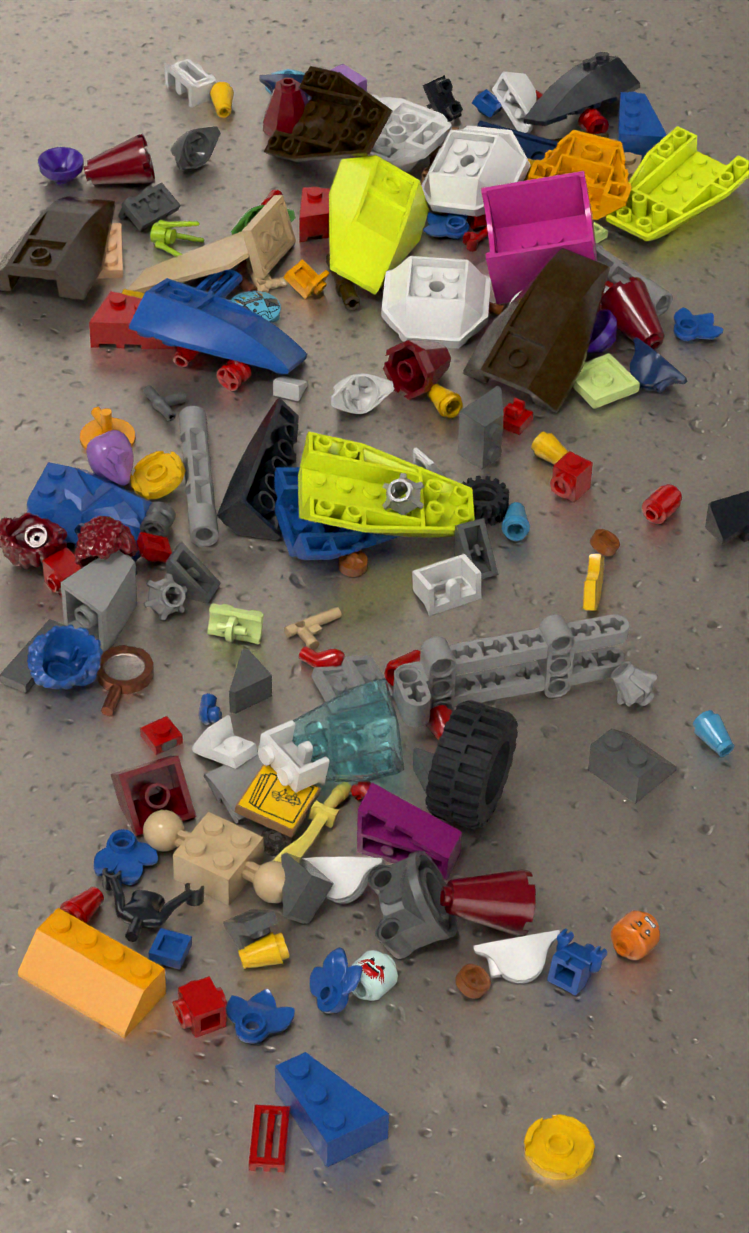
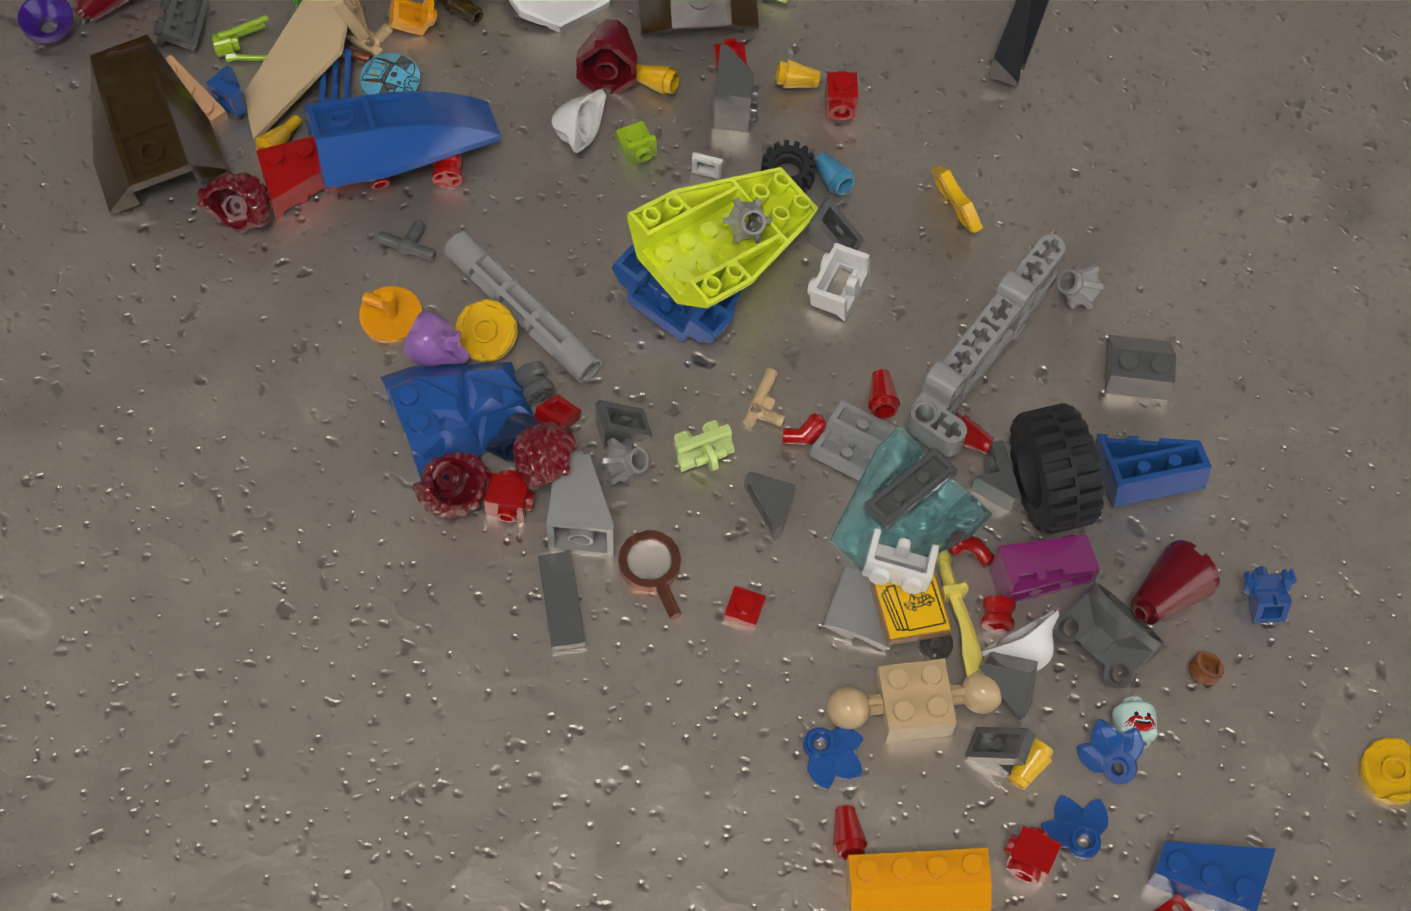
camera: 40 degrees left, 20 degrees up
(64, 658) = (605, 593): blue hair -> none
(67, 312) = (223, 194): none -> dark red hair
(134, 256) = (226, 91): none -> blue bracket
(146, 907) = (899, 794): black piece -> none
(152, 788) = (800, 674): dark red slope -> none
(170, 948) = (954, 817): blue plate -> none
(208, 711) = (761, 557): blue arm -> none
(222, 746) = (815, 585): white slope -> none
(251, 494) = (580, 271): black wedge -> none
(289, 388) = (507, 150): white slope -> none
(345, 844) = (998, 613): none -> red wheel
(353, 564) = (742, 312): dark orange tile -> none
(354, 725) = (910, 489): none -> dark grey tile
(387, 430) = (636, 143): none -> lime bracket
(518, 958) = (1225, 619): white hat -> none
(562, 826) = (1150, 469): none -> blue wedge
(604, 542) = (923, 147): dark orange tile -> none
(635, 935) = (1289, 534): orange head -> none
(662, 503) = (936, 75): red brick -> none
(712, 731) = (1174, 289): dark azure cone -> none

